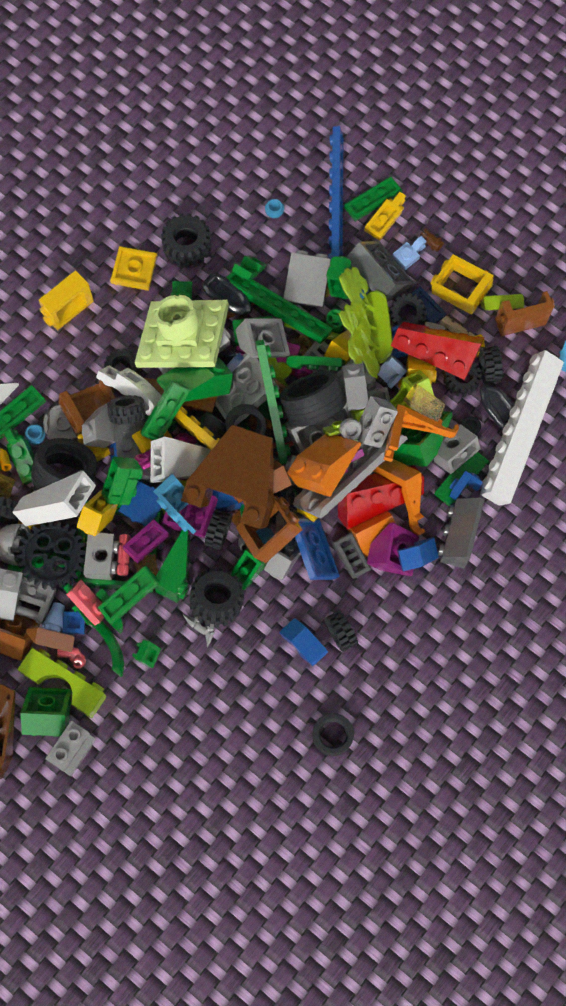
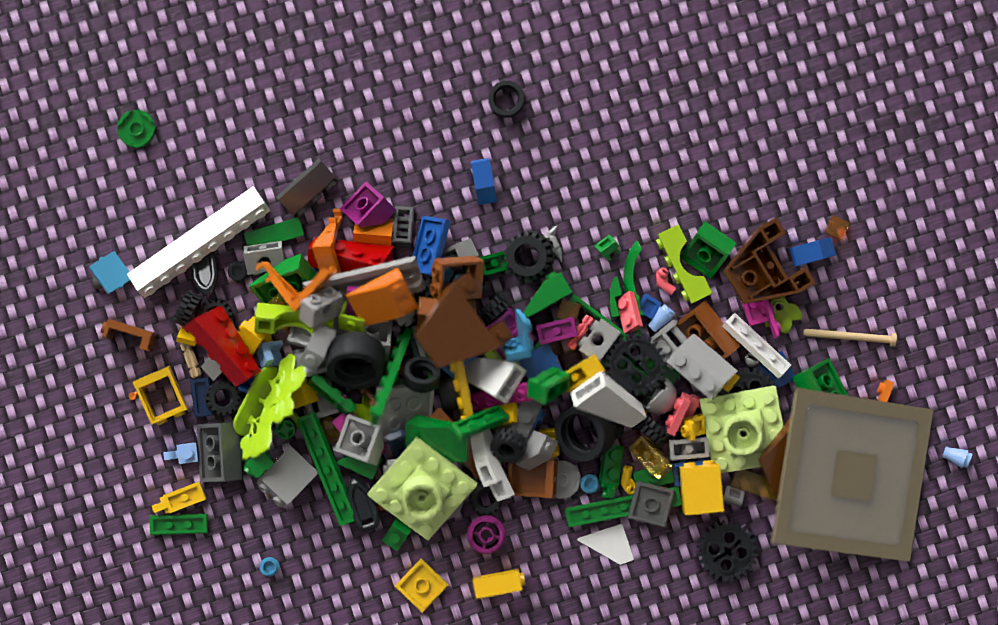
camera: 145 degrees left, 15 degrees up
(51, 638) = (673, 300): dark orange slope -> none
(71, 748) = (706, 206): light grey panel -> none
(101, 333) = (486, 534): none -> magenta cone
(128, 594) = (595, 294): green tile -> none
(181, 227) = (352, 592): black tyre -> none
(249, 267) = (327, 521): green slope -> none
(336, 192) = (206, 549): blue plate -> none
(341, 630) = (451, 169): black tyre -> none
(350, 429) = (344, 314): light grey tile -> none
(418, 555) = (352, 189): blue slope -> none
(424, 403) = (270, 300): clear yellow slope -> none
(433, 241) = (156, 451): reddish brown pin -> none
(460, 484) = (282, 225): blue bracket -> none
(494, 302) = (139, 356): lime slope -> none

